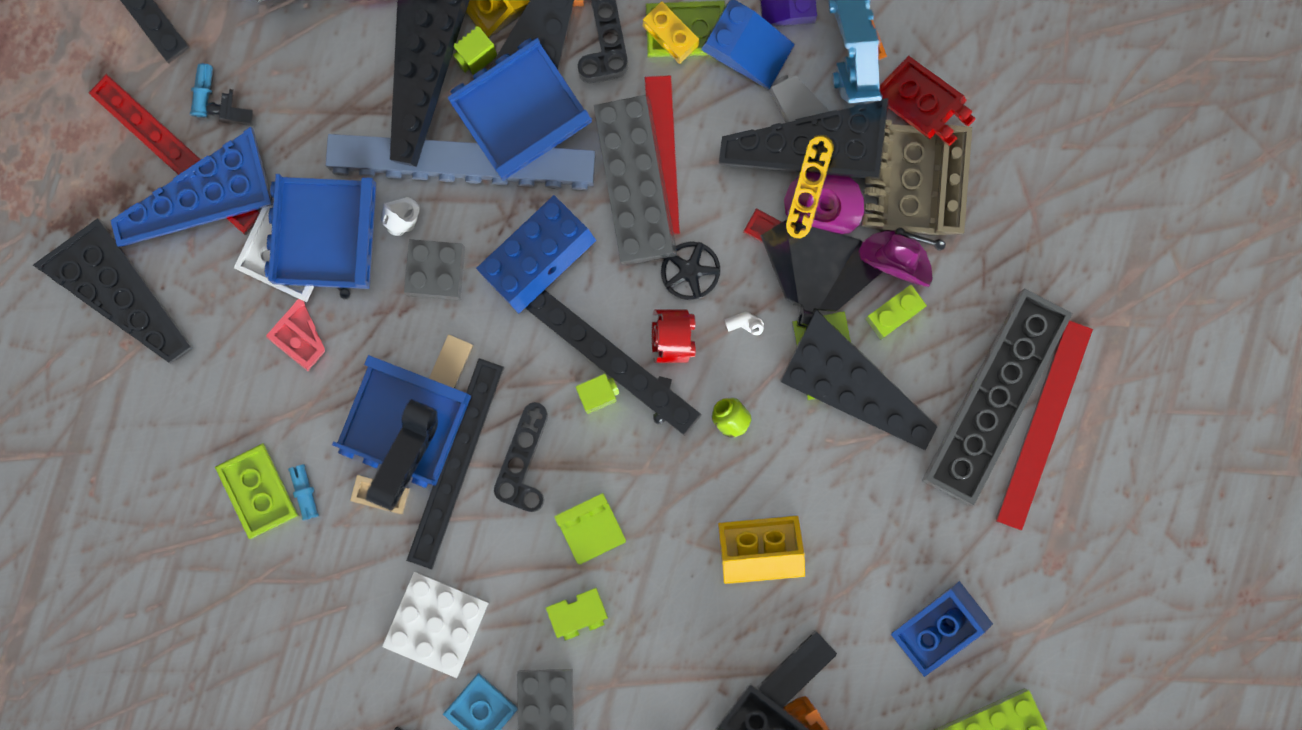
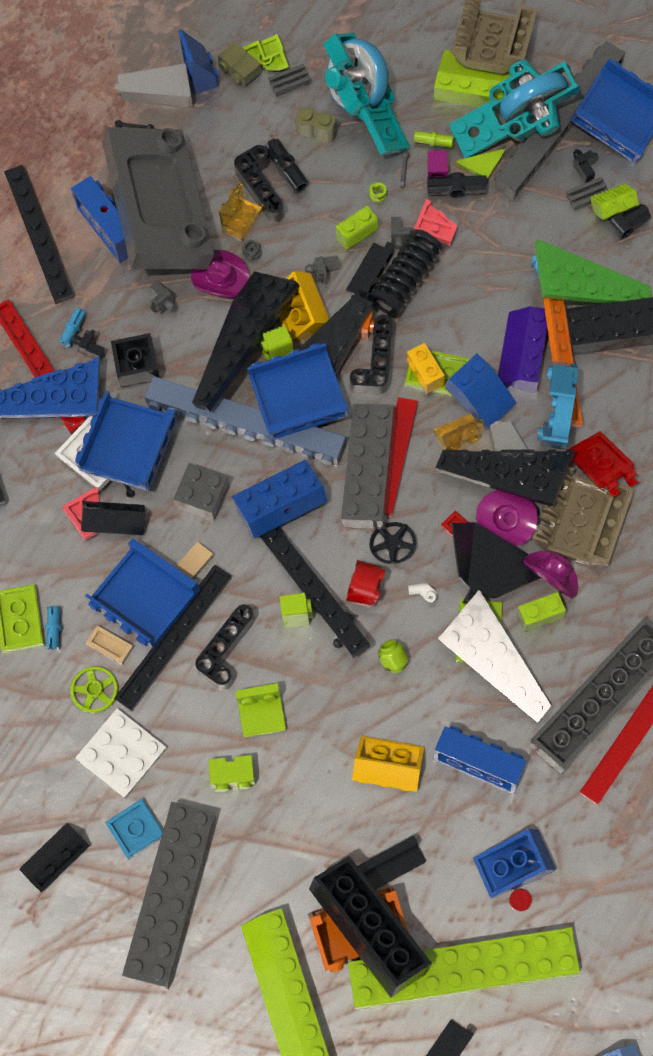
camera: 20 degrees right, 15 degrees down
(297, 116) = (135, 359): none -> black brick
(308, 23) = (162, 300): none -> dark grey piece
(334, 333) = (113, 518): none -> black panel
(378, 555) = (94, 689): none -> lime wheel
(398, 216) = (187, 447): white piece -> none
(405, 454) = (136, 614): black beam -> none
(732, 104) = (459, 432): none -> clear yellow bracket
(809, 186) = (502, 501): yellow beam -> none
(871, 518) = (479, 759): none -> blue brick
(939, 244) = (588, 572): black hinge -> none
(959, 668) = (520, 900): none -> red piece

